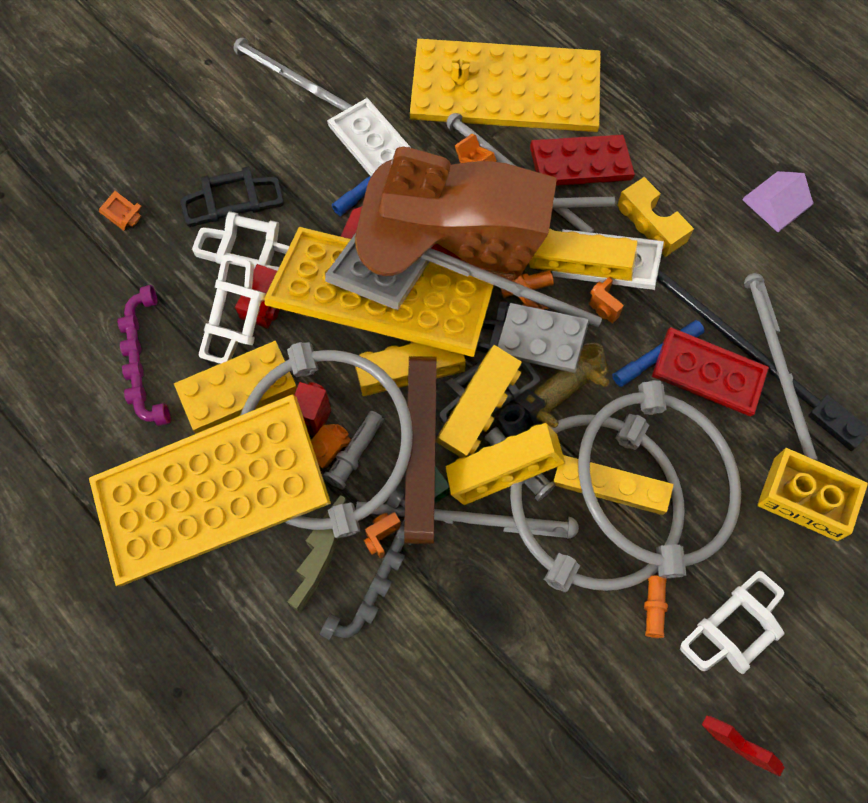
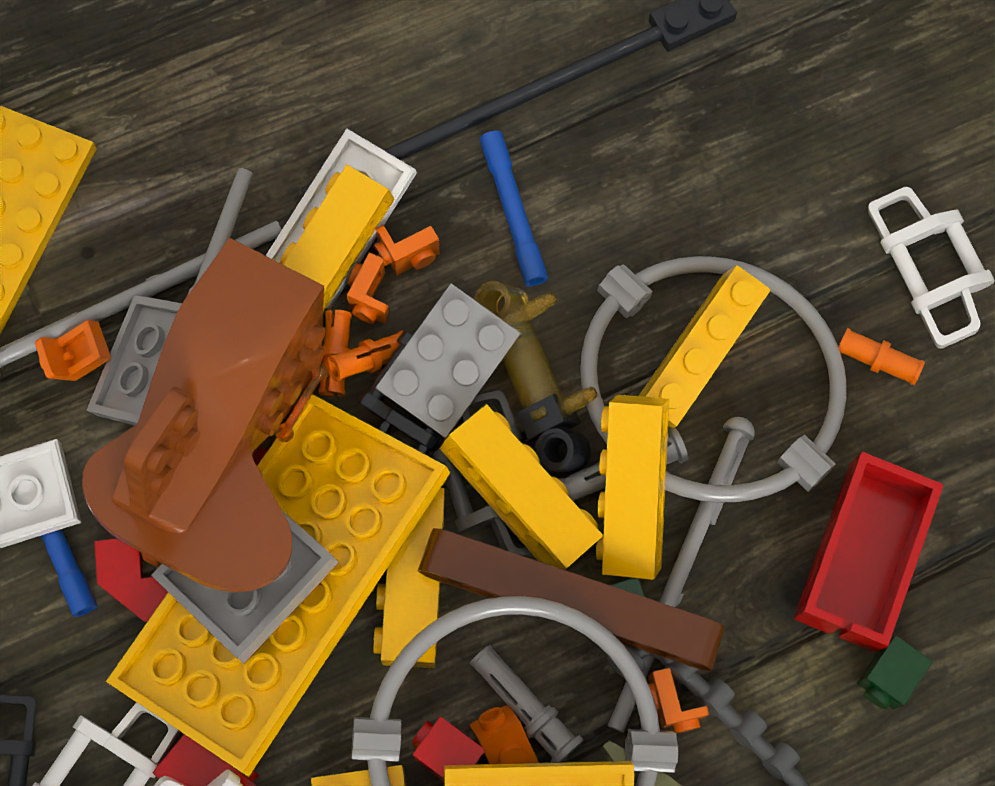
camera: 75 degrees left, 5 degrees up
(443, 669) = (894, 674): none -> dark green brick
(517, 289) = (300, 432): light grey bar -> none
(518, 628) = (869, 552): none -> red piece
(572, 285) = (364, 283): none -> orange bracket
(583, 159) = (146, 192): red plate -> none
(637, 204) = (262, 141): yellow arch -> none
(668, 558) = (828, 310): light grey piece -> none
(710, 371) = (567, 150): red tile -> none
(756, 284) = (528, 41): light grey bar -> none
(812, 494) = (790, 95): yellow brick -> none

